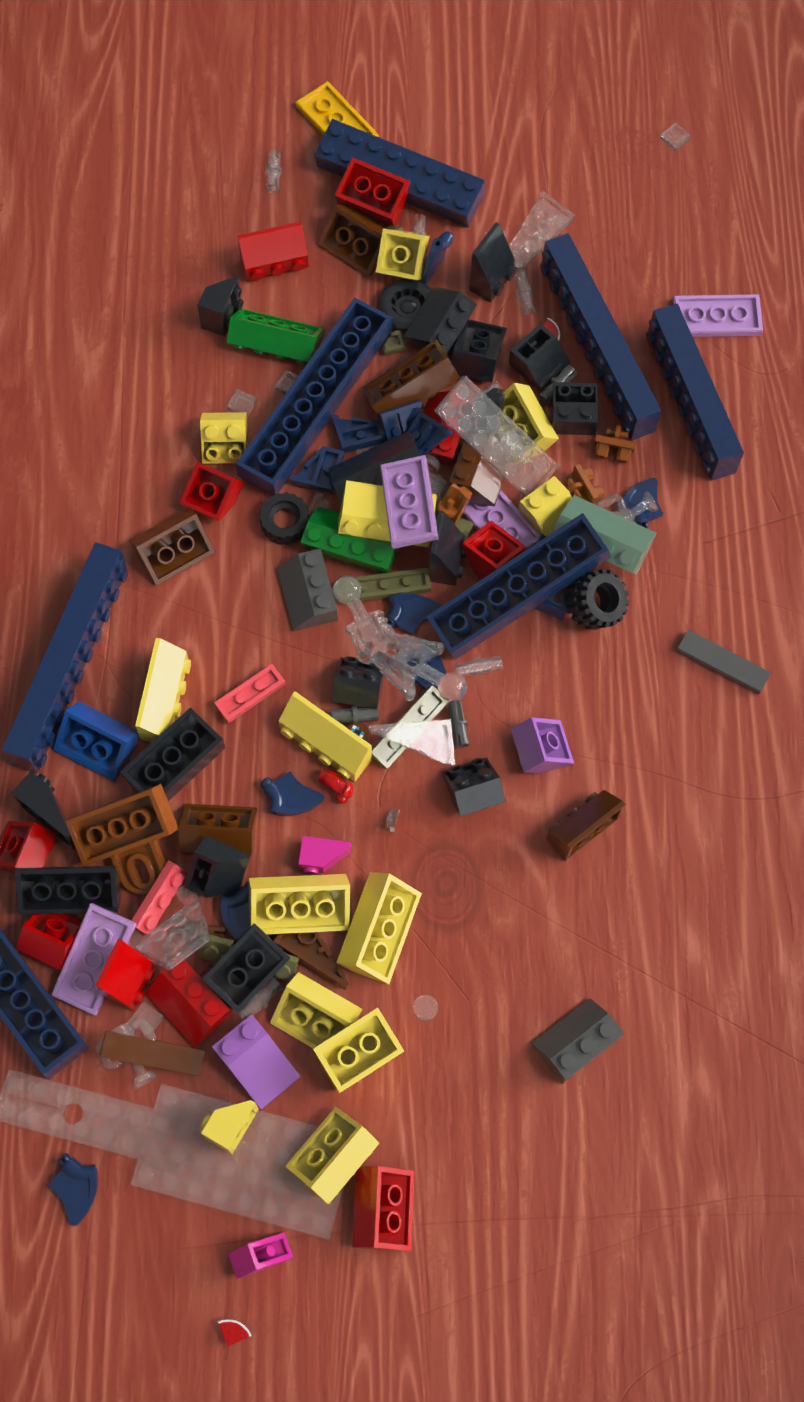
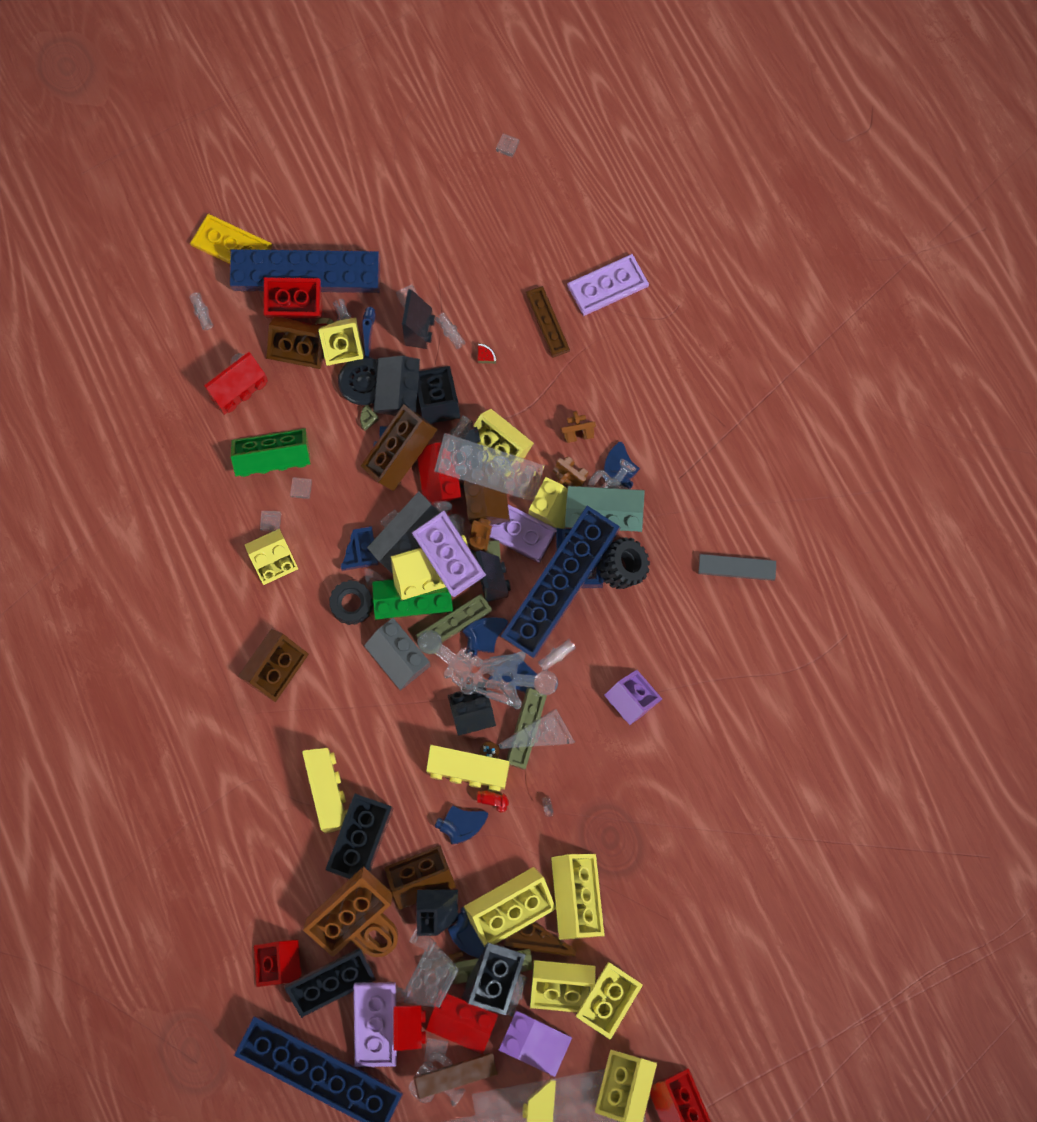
camera: 25 degrees left, 5 degrees up
(37, 798) = (276, 921): black slope -> none
(49, 937) = (333, 1023): red slope -> none
(65, 659) = (236, 796): dark blue brick -> none
(95, 740) = (290, 850): blue slope -> none
(159, 897) = (401, 952): coral plate -> none
(211, 491) = (283, 607): red slope -> none
(219, 304) = (215, 448): black slope -> none
(250, 693) = (392, 757): coral plate -> none
(314, 397) = (327, 492): dark blue brick -> none
(321, 854) = (507, 860): dark pink slope -> none
(355, 714) = (479, 738): dark grey pin -> none
(358, 433) = (374, 506): dark blue wing -> none
(399, 418) = (405, 483): dark blue wing -> none
(425, 1007) = (639, 941): clear tile -> none
(428, 433) = (432, 485): dark blue wing -> none
(458, 724) = (562, 708): dark grey axle -> none
(474, 786) = (597, 752): black slope -> none
(491, 549) = (525, 559): red slope -> none
(538, 357) = (488, 381): black slope -> none
(544, 223) = (437, 271): clear wing -> none
(564, 376) = (511, 397): dark grey pin -> none
(574, 408) = (534, 412): black slope -> none
(578, 1039) = (762, 912): dark grey slope -> none
(585, 823) = (693, 744): reddish brown slope -> none
(600, 337) = (527, 344): dark blue brick -> none
(634, 321) = (547, 321): none -> reddish brown tile
(694, 392) = (620, 359): dark blue brick -> none

